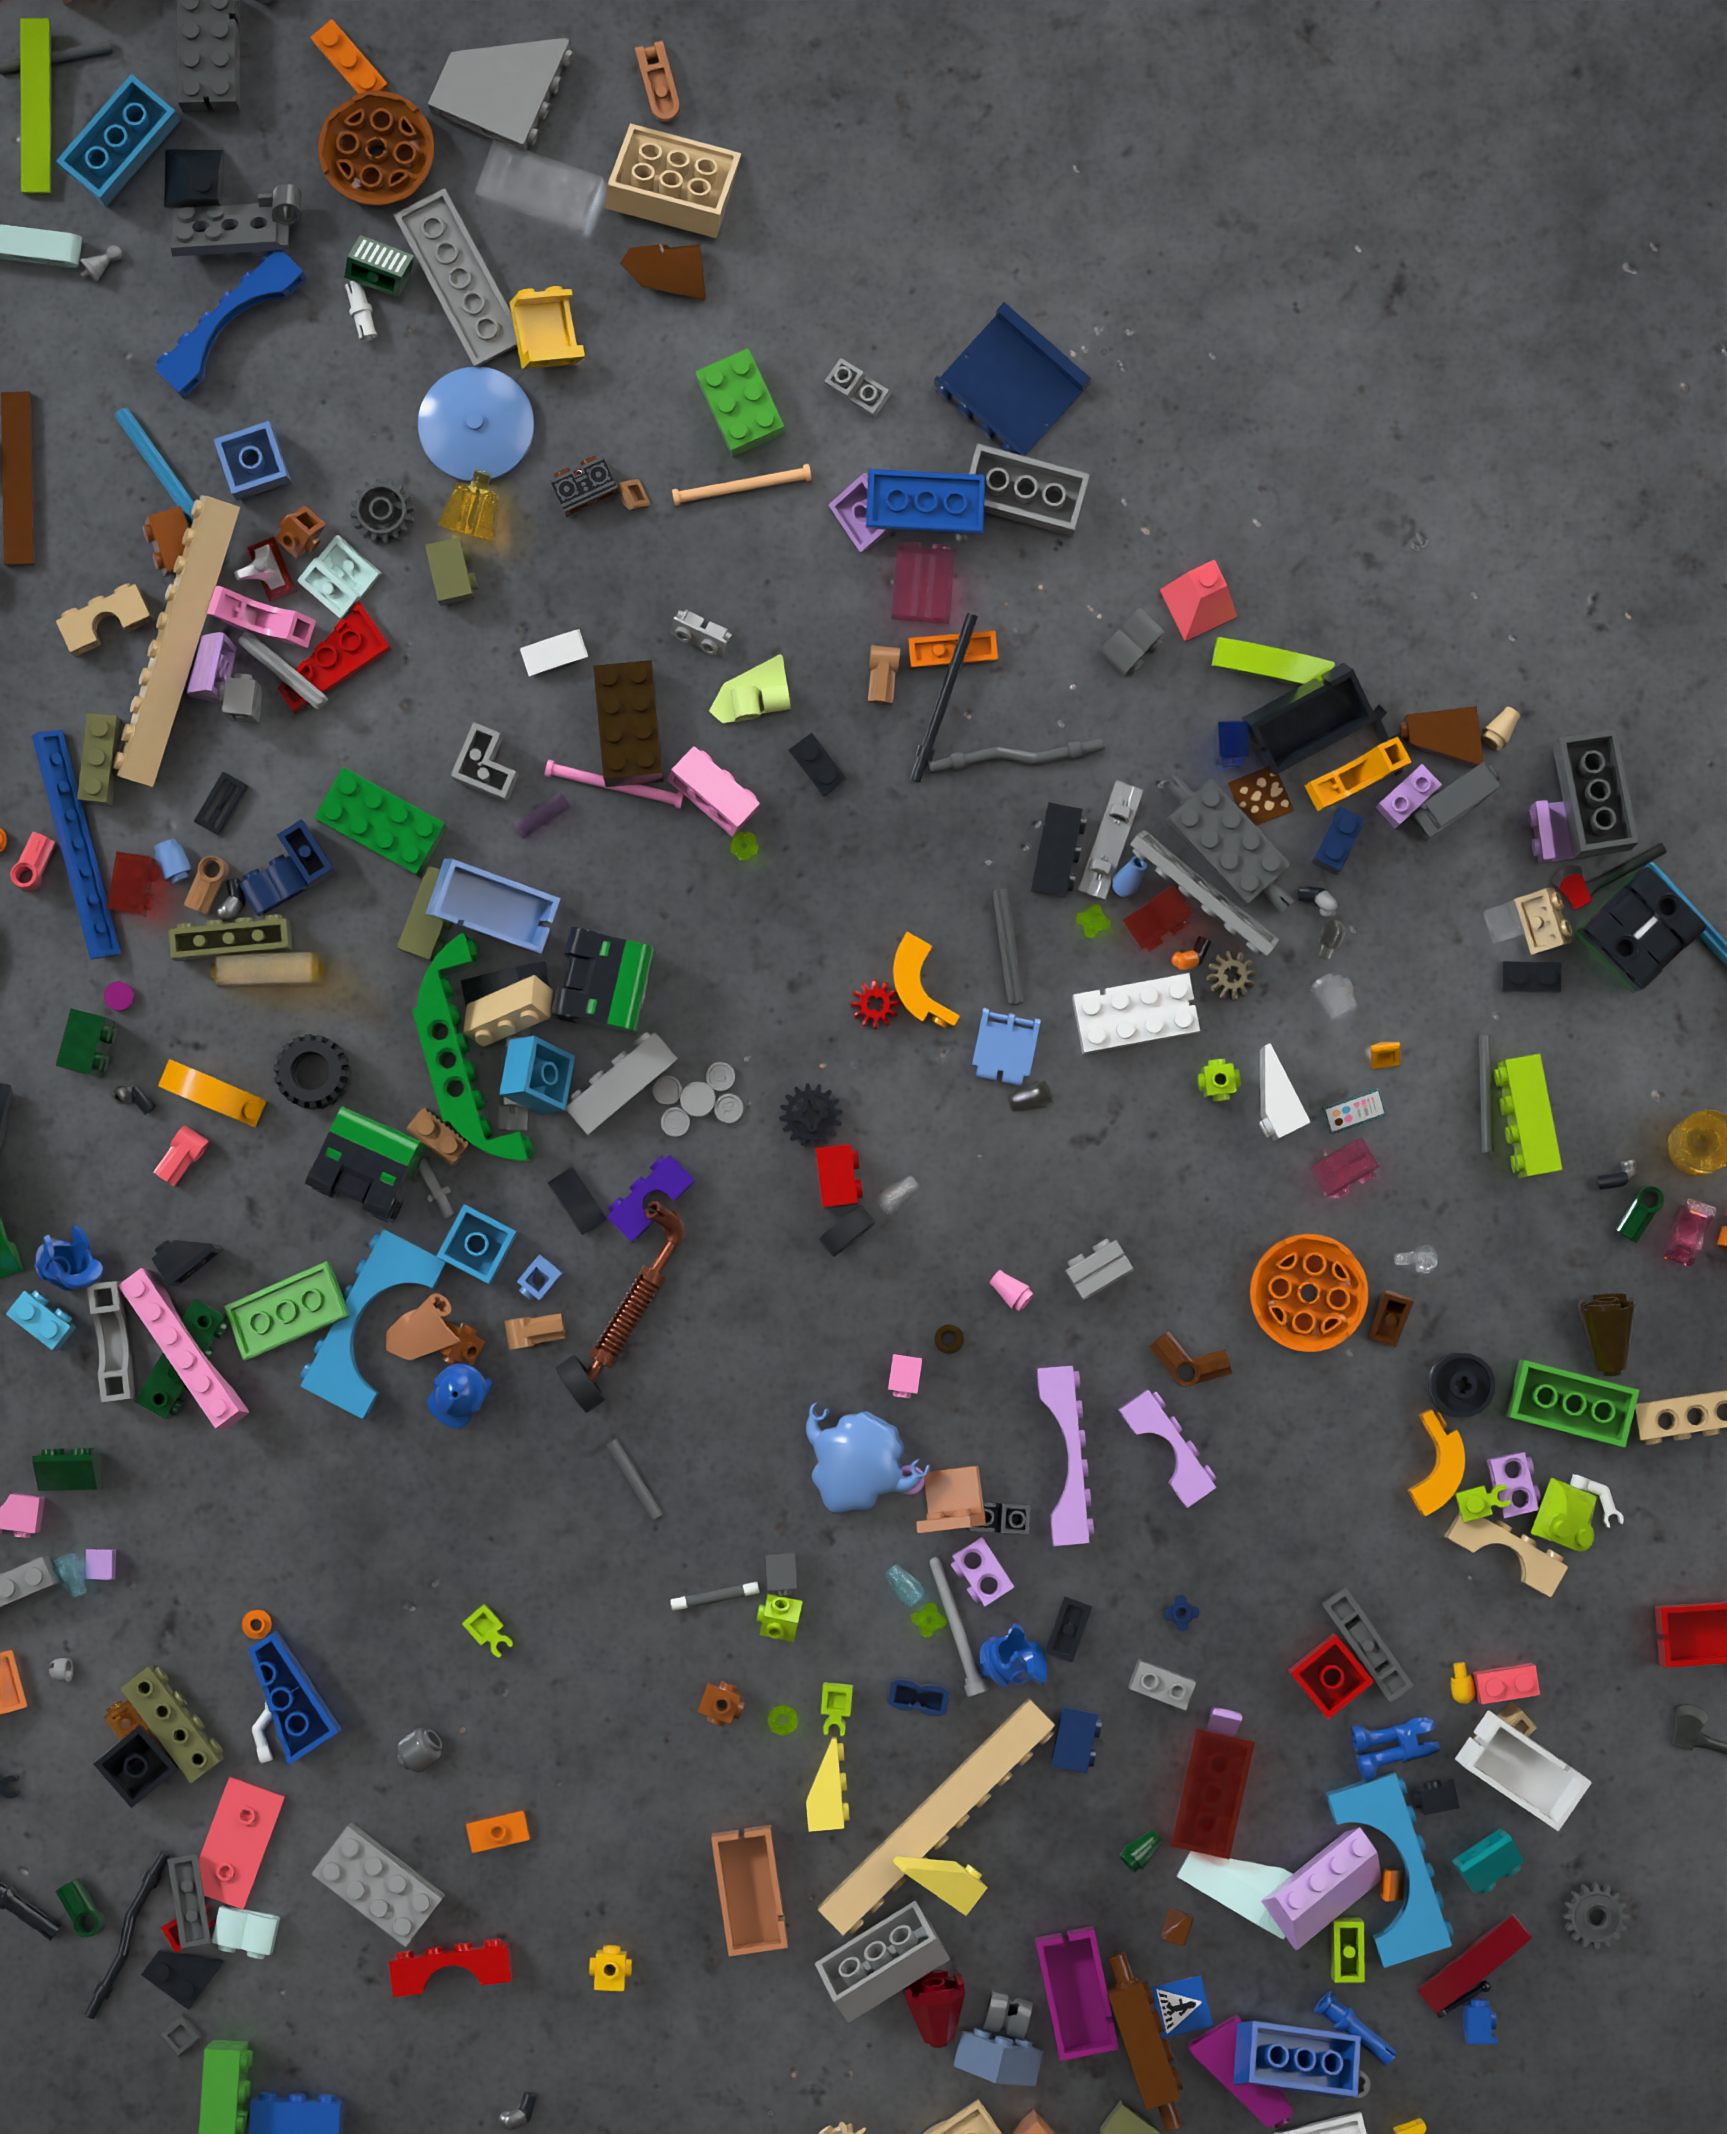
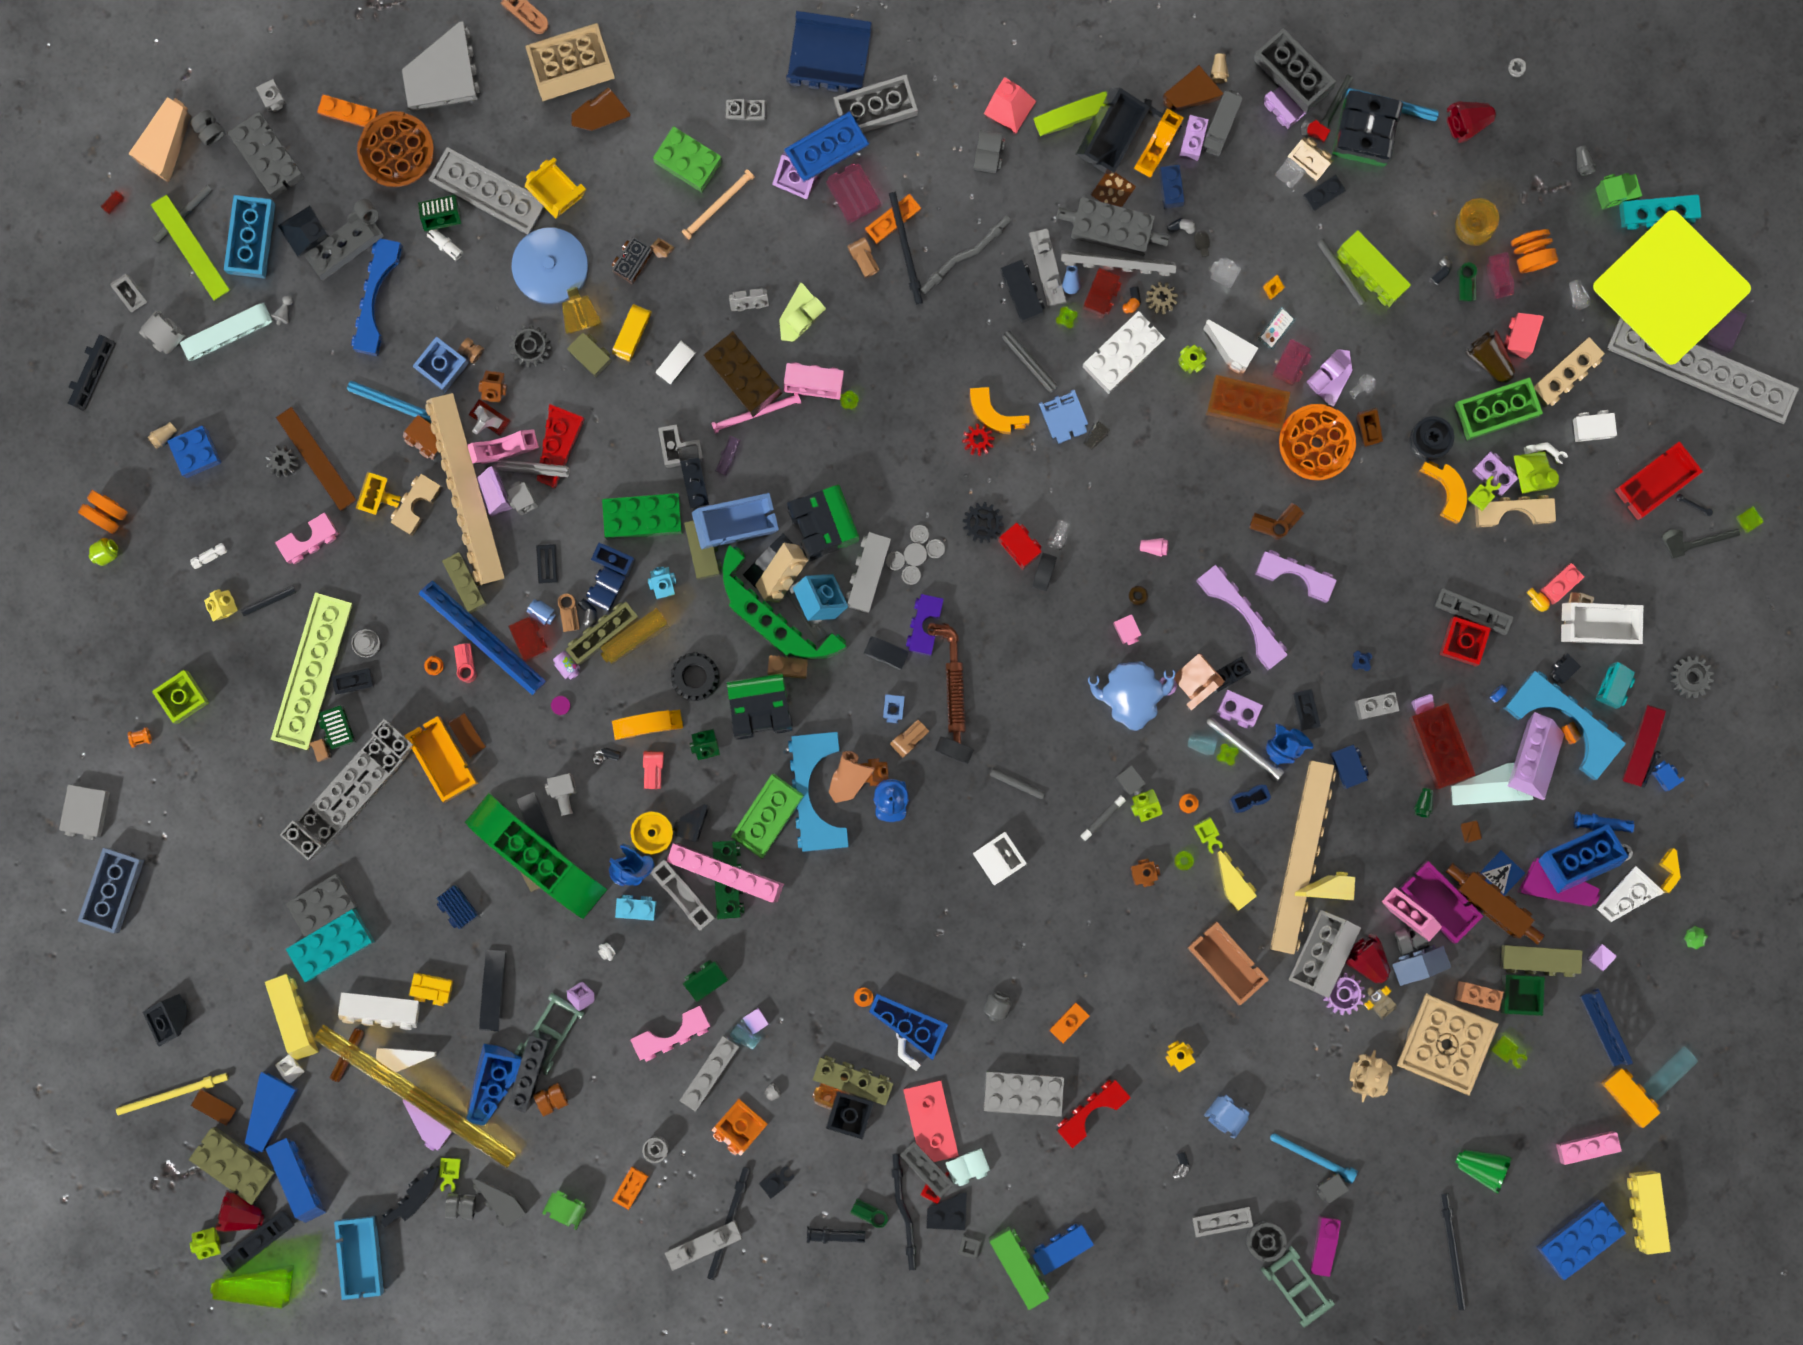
camera: 30 degrees left, 0 degrees up
(45, 1104) = (560, 789): none -> light grey brick
(60, 571) = (374, 494): none -> yellow brick
(86, 1043) = (561, 742): dark green piece -> none
(141, 1242) = (657, 843): none -> yellow wheel
(158, 951) = (566, 665): none -> lavender brick
(267, 1167) = (704, 744): none -> dark green brick
(303, 467) = (470, 350): none -> medium nougat wheel
(339, 576) = (529, 397): light aqua slope -> none
(350, 923) = (662, 582): none -> medium azure brick
(438, 1194) = (806, 698): light grey piece -> none
(477, 814) = (693, 476): none -> black brick
(477, 1244) = (848, 711): dark azure brick -> none
(485, 1626) = (989, 916): lime plate -> none
(522, 577) = (631, 332): none -> yellow beam
(538, 186) = (497, 112): clear plate -> none
(547, 1561) = (999, 858): none -> white slope
(618, 2088) = (1227, 1116): none -> medium blue brick
(817, 764) = (860, 330): black plate -> none
(837, 1640) = (1184, 808): none -> orange plate
(876, 2044) = (1353, 998): none -> lavender gear
(914, 2069) = (1380, 1002): none -> dark tan piece
(1027, 1985) = (1412, 914): none -> bright pink brick
(1099, 1269) = (1195, 504): light grey brick -> none
(1231, 744) = (1079, 171): clear blue brick -> none
(1252, 1184) = (1248, 403): none -> clear orange brick
(1330, 1771) = (1498, 693): none -> blue tile
(1347, 1950) = (1571, 783): lime brick -> none
(1385, 1220) = (1332, 376): none -> lavender panel
(1406, 1737) = (1527, 648): blue piece -> none
(1667, 1327) = (1523, 334): none -> coral slope
(1682, 1508) = (1594, 427): none -> white brick

